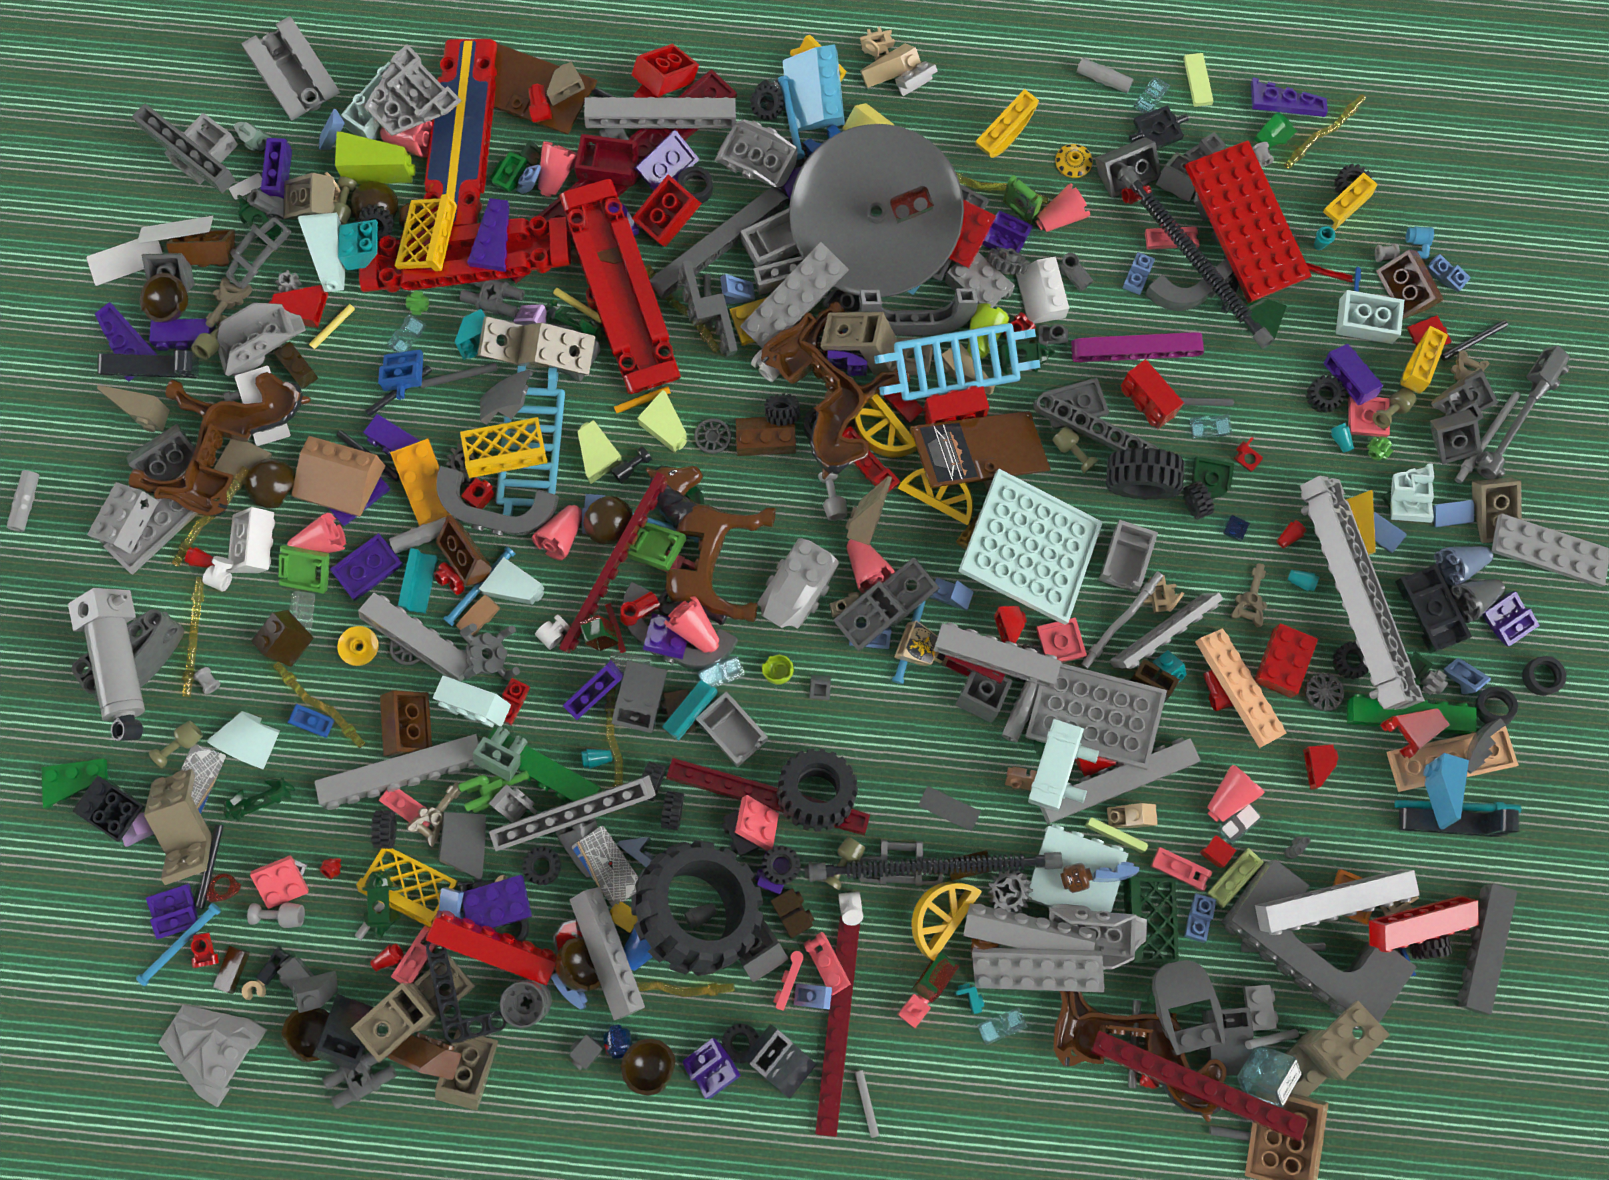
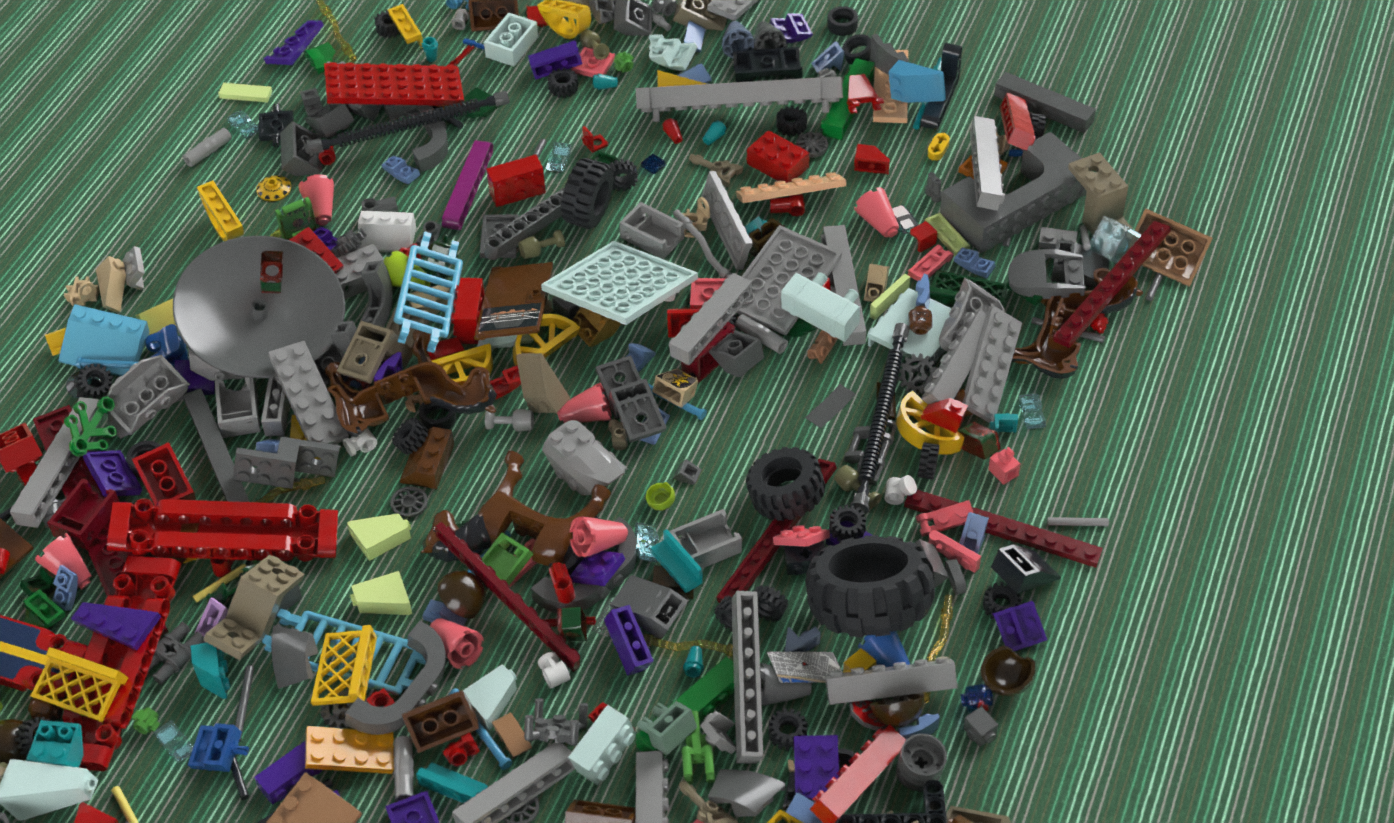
camera: 70 degrees left, 25 degrees down
(625, 469) = (411, 575): black piece -> none
(640, 400) = (345, 551): light orange bar -> none
(698, 122) = (89, 427): none -> green plant
(758, 989) = (955, 577): none -> dark grey beam
(792, 913) = (898, 528): dark brown piece -> none
(893, 929) = (928, 461): none -> black tyre
(952, 933) = (945, 413): none -> red slope
(1158, 239) = (378, 146): coral plate -> none
(1370, 841) = (935, 145): none -> yellow beam

